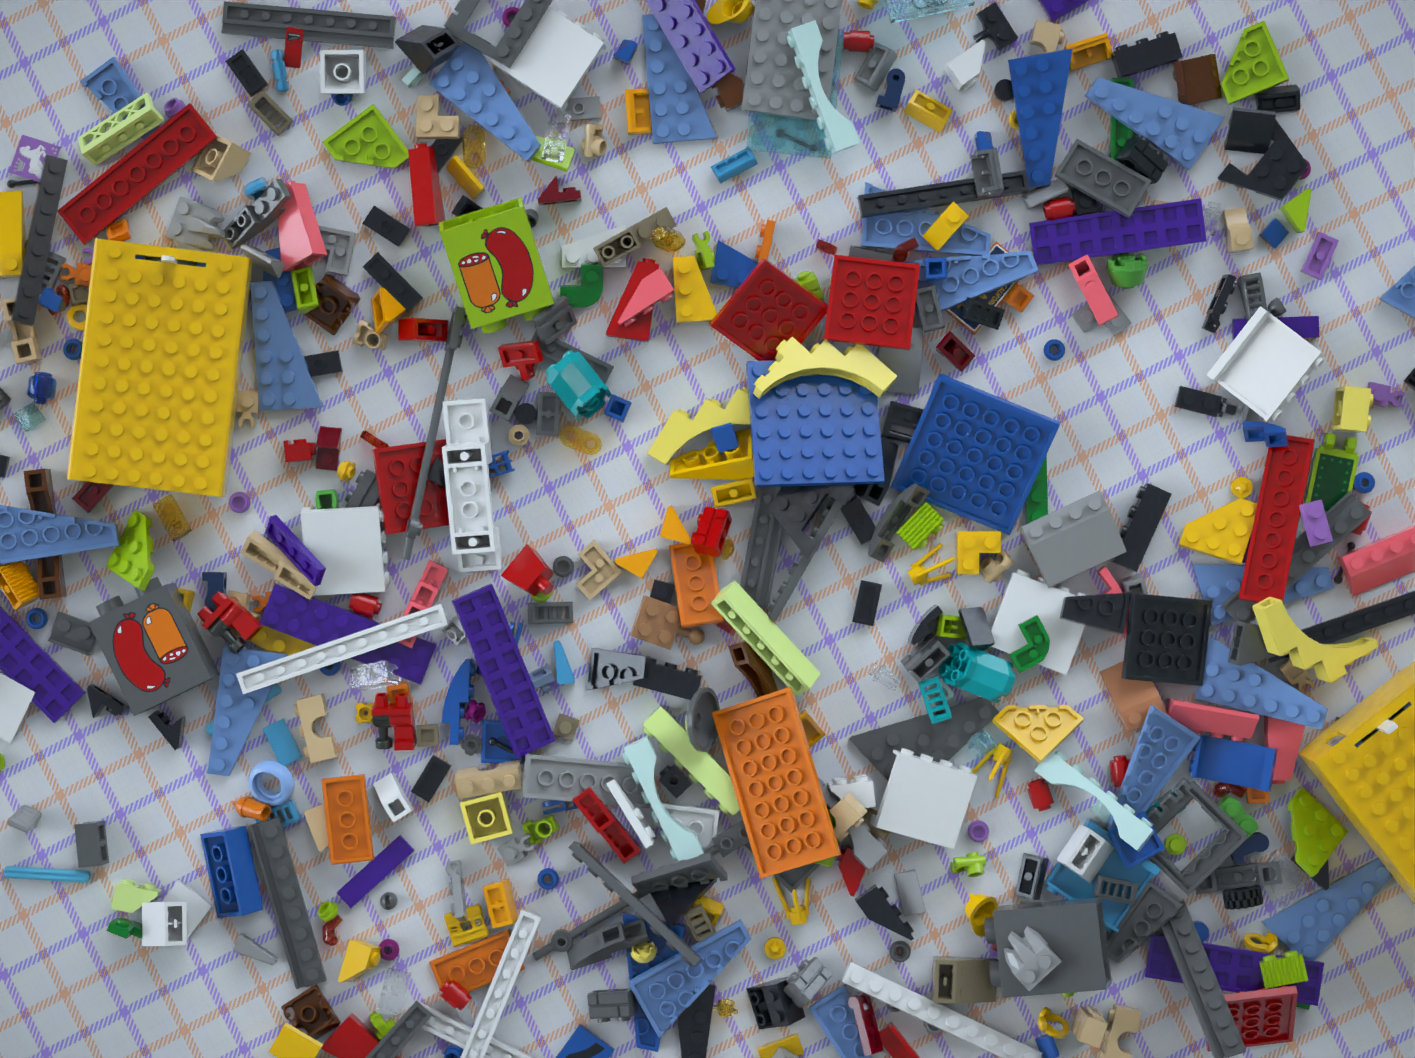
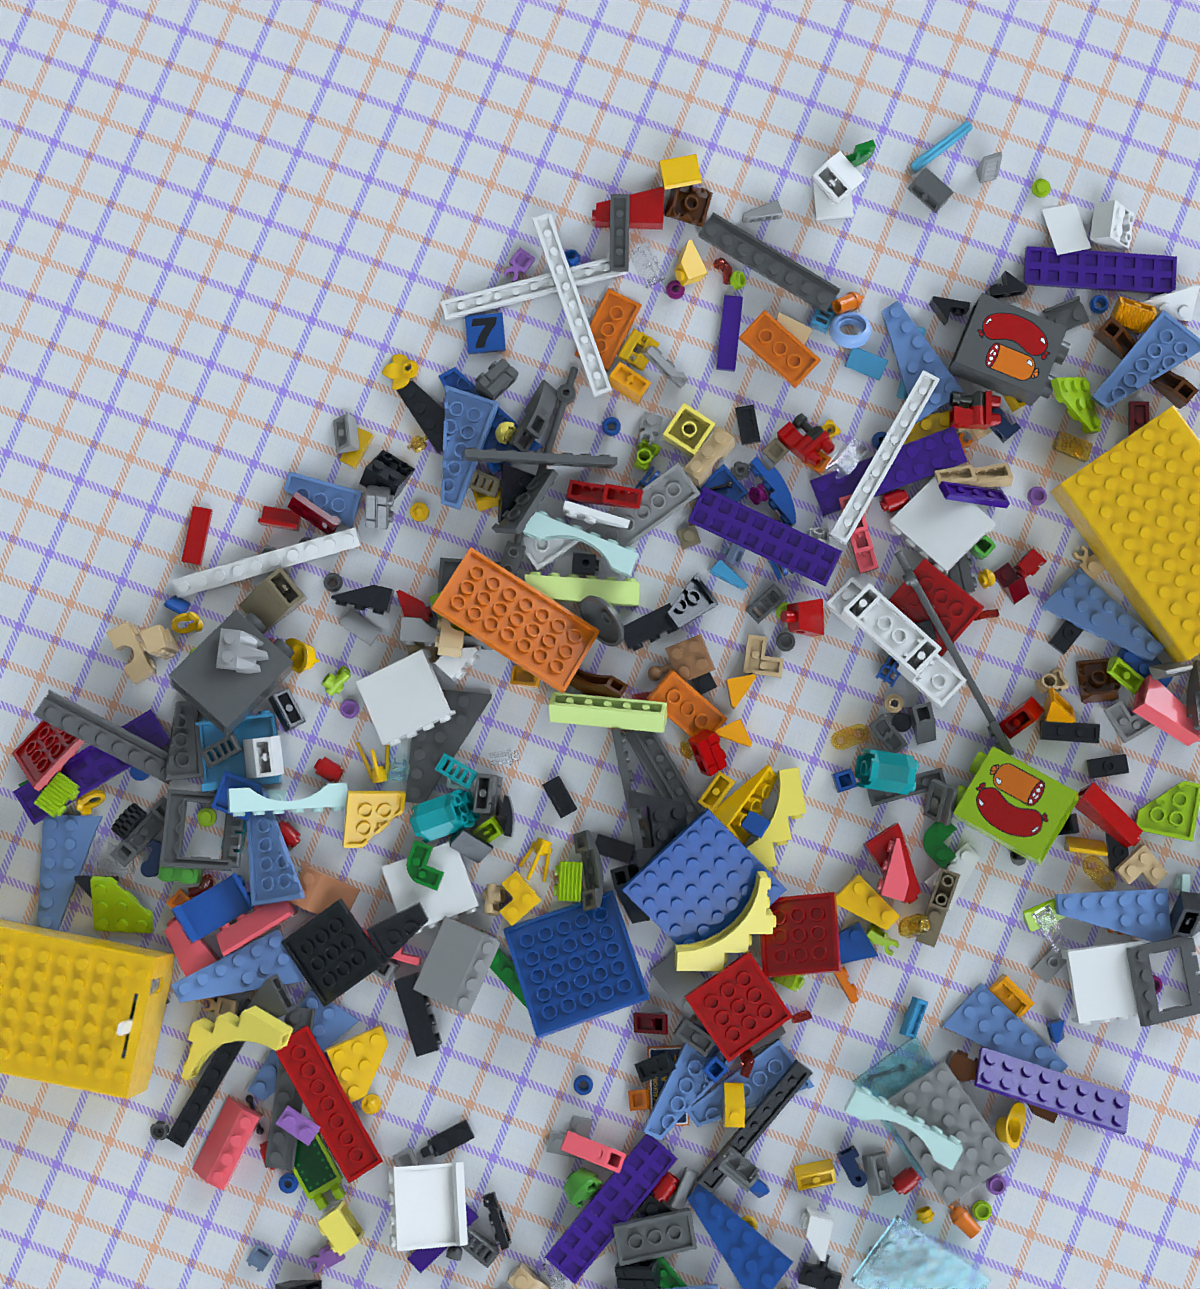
camera: 140 degrees right, 5 degrees down
(130, 896) = (876, 178): yellowish green slope -> none
(231, 872) = (823, 251): blue slope -> none
(318, 746) = (842, 380): tan arch -> none
(379, 1023) = (637, 236): lime plate -> none
(392, 797) = (761, 390): white slope -> none
(392, 898) = (701, 324): dark grey hinge -> none
(454, 994) = (606, 297): red brick -> none
(522, 356) = (940, 758): red hinge -> none
(552, 195) = (1016, 886): dark red slope -> none
(592, 143) = (1022, 946): tan plate -> none
(797, 913) = (424, 547): yellow plant -> none
(903, 416) = (647, 946): black plate -> none
(1003, 90) = (775, 1236): black tile -> none
(1260, 431) = (380, 1161): blue slope -> none

